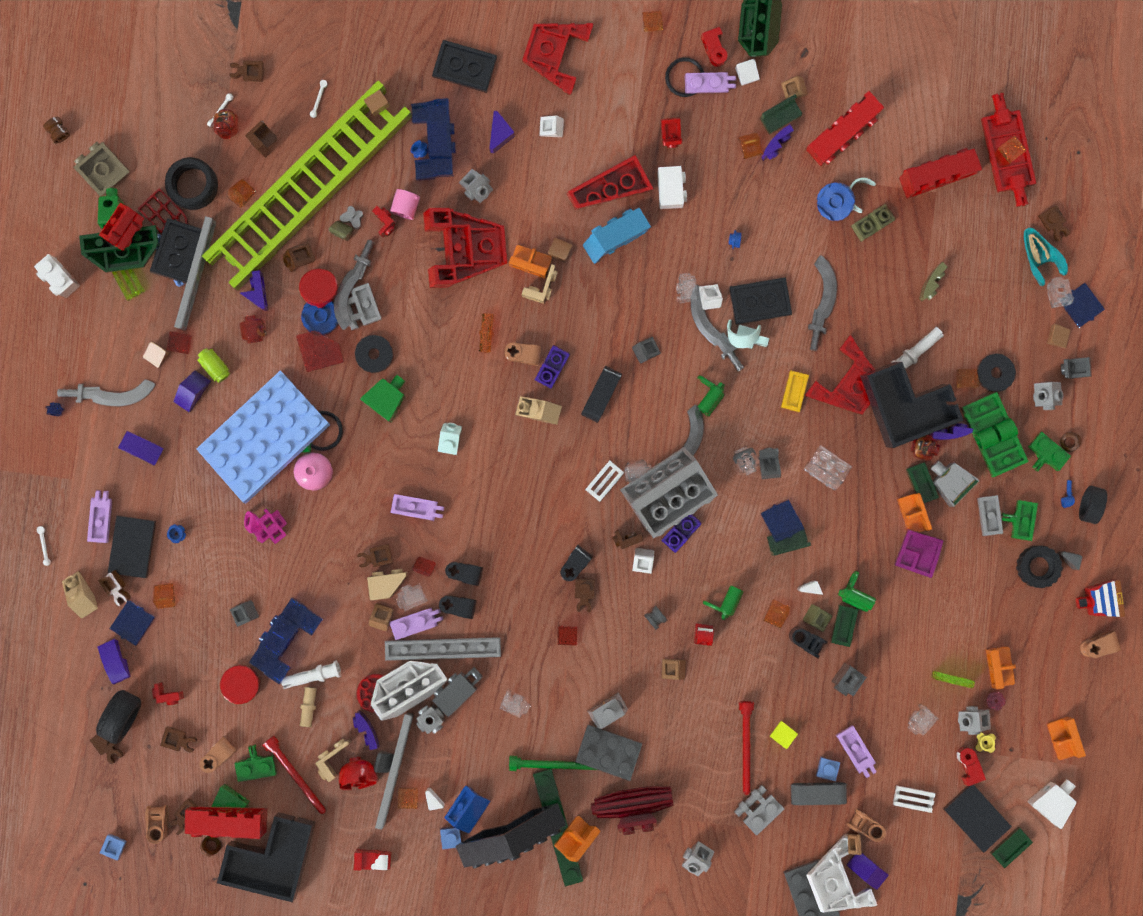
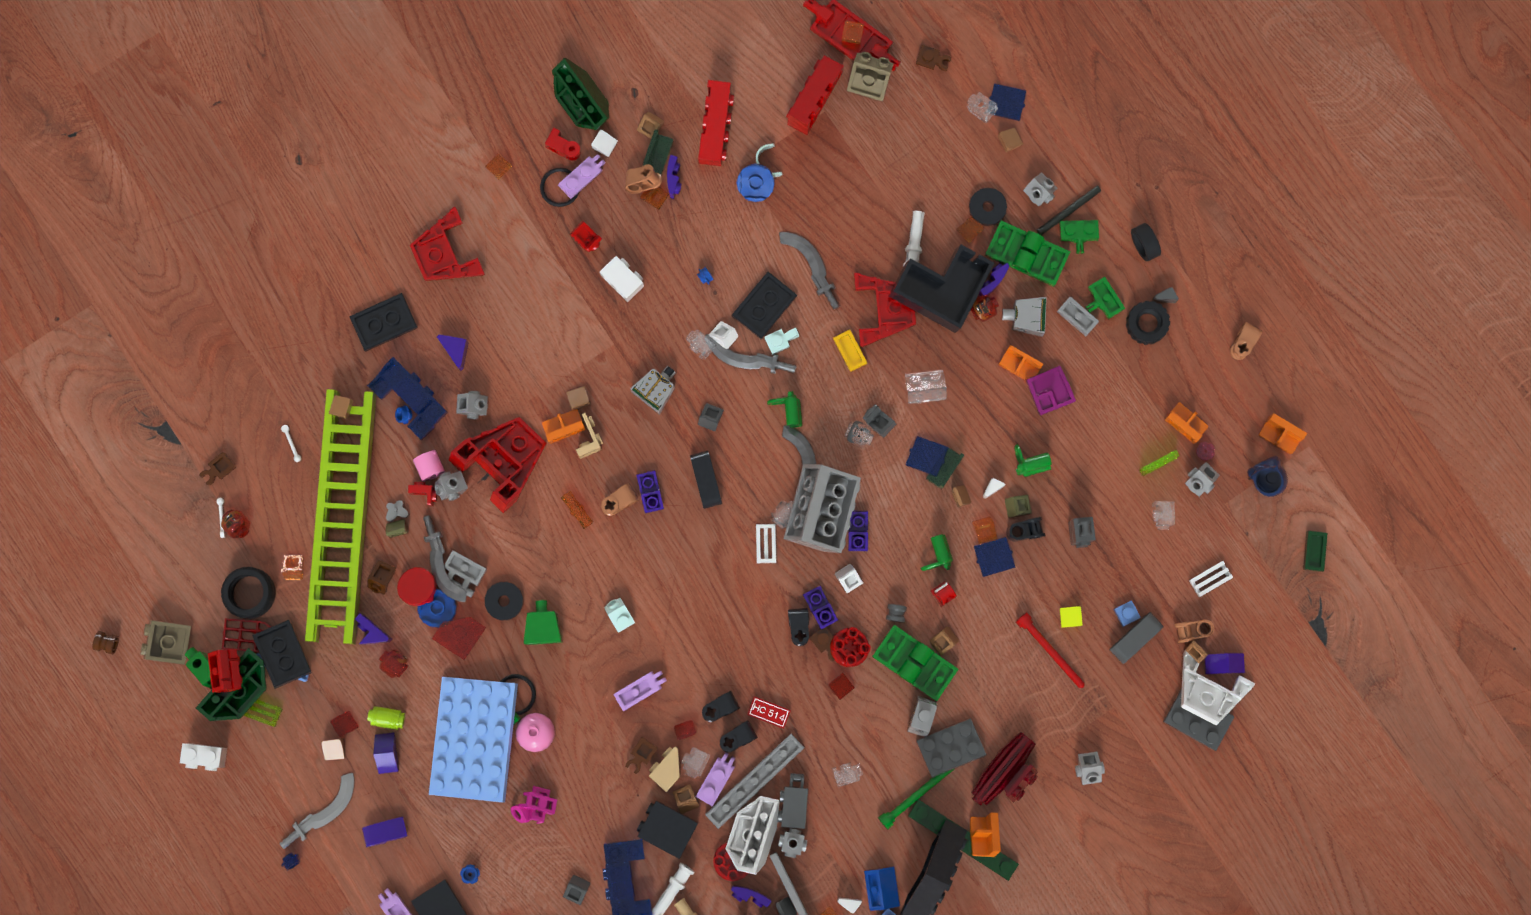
camera: 40 degrees left, 5 degrees down
(195, 274) = (311, 659): light grey tile -> none
(261, 138) = (274, 510): reddish brown panel -> none
(347, 627) = (666, 829): none -> black brick
(407, 233) = (450, 485): none -> light grey brick
(497, 607) = (768, 712): none -> red tile
(538, 410) = (668, 533): tan slope -> none
(551, 126) = (490, 310): white slope -> none
(599, 612) = (849, 647): none -> red tile
(603, 563) = (820, 607): none -> dark purple slope
(615, 183) = (577, 311): red wedge -> none
(616, 234) = (611, 349): dark azure wedge -> none
(623, 292) = (655, 388): none -> light grey torso
(631, 539) = (825, 570): reddish brown bracket -> none
(637, 667) = (915, 663): none -> green plate
(742, 341) = (777, 347): light aqua helmet -> none
(751, 124) = (642, 179): none -> nougat piece
(763, 814) = (1108, 692): light grey plate -> none
(766, 640) = (994, 557): none -> clear blue piece
(781, 573) = (961, 496): none -> medium nougat slope
(844, 626) = (1043, 494): dark green tile -> none
(856, 750) = (1136, 580): lavender hinge -> none
(873, 222) = (797, 174): olive slope -> none
(922, 482) = (1006, 335): dark green tile -> none
(930, 286) = (881, 183): olive slope -> none
(971, 765) = (1230, 515): red leg -> none
(977, 817) = (1270, 551): black tile -> none
(990, 746) = (1228, 484): light yellow plate -> none
(995, 194) = (870, 76): none -> dark tan plate
(1026, 763) = (1269, 477): none -> dark blue piece
(1041, 251) = (941, 90): teal animal -> none
(1054, 802) = (1316, 488): white torso -> none
(1055, 429) = (1067, 211): none -> pearl dark grey bar
(1069, 500) = (1126, 254): blue hand -> none
(1075, 436) = (1088, 203): reddish brown piece -> none
(1076, 368) = (1044, 151): dark grey bracket -> none
(1103, 599) = (1216, 305): torso -> none

